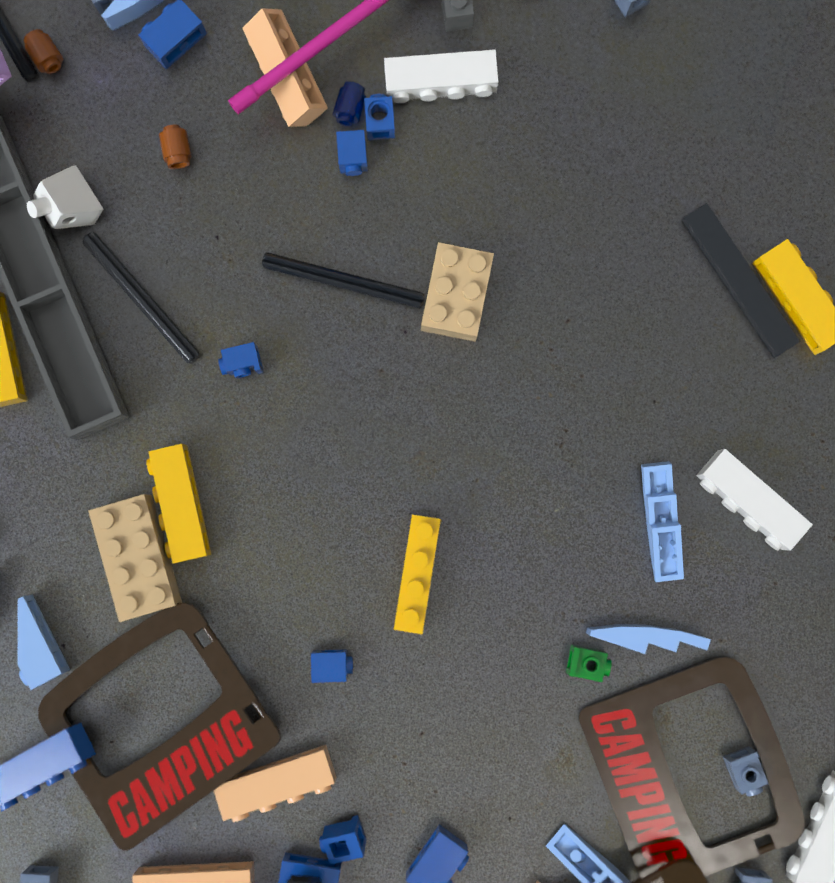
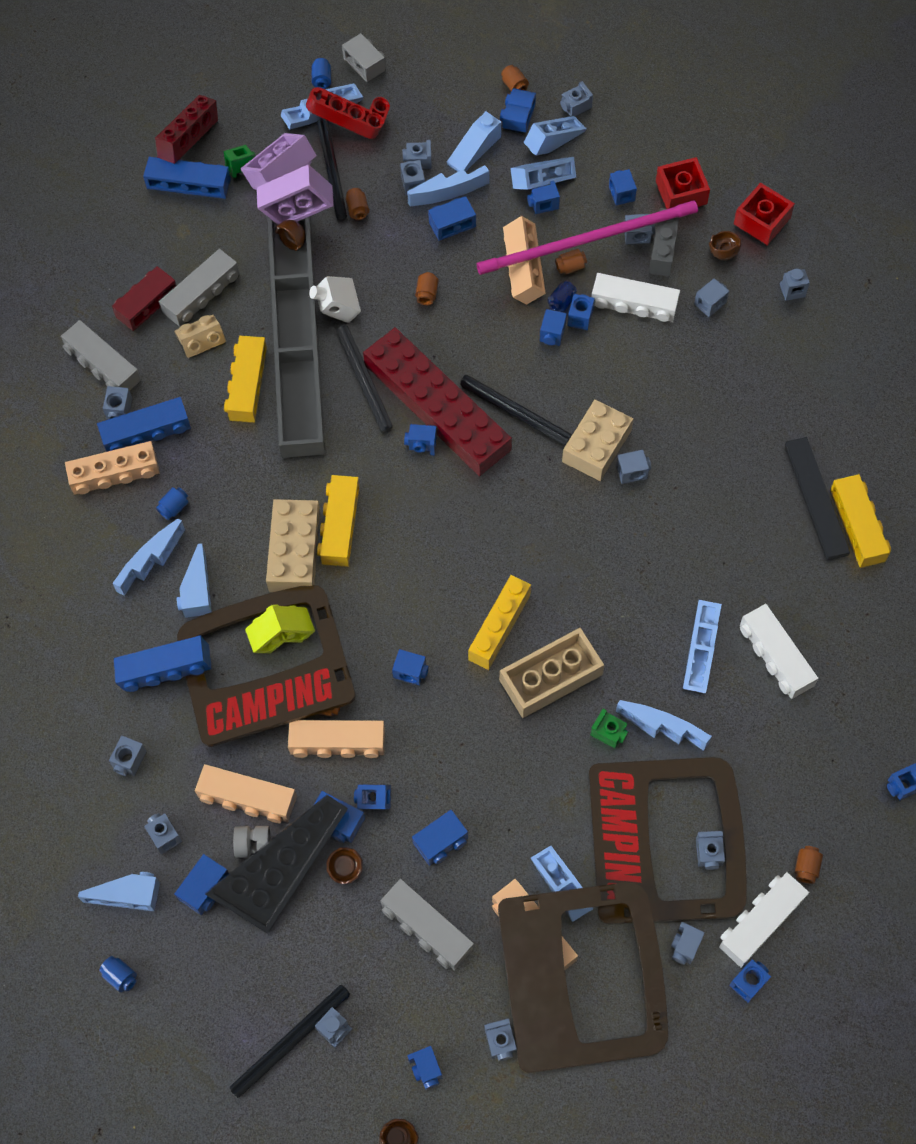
camera: 20 degrees right, 20 degrees down
(157, 672) = (278, 626): none -> neon yellow brick
(241, 302) = (437, 401): none -> dark red brick
(344, 49) = (571, 261): none -> dark orange brick
(499, 620) = (551, 672): none -> tan brick
(511, 313) = (633, 466): none -> sand blue brick
(536, 44) = (711, 297): none -> sand blue brick

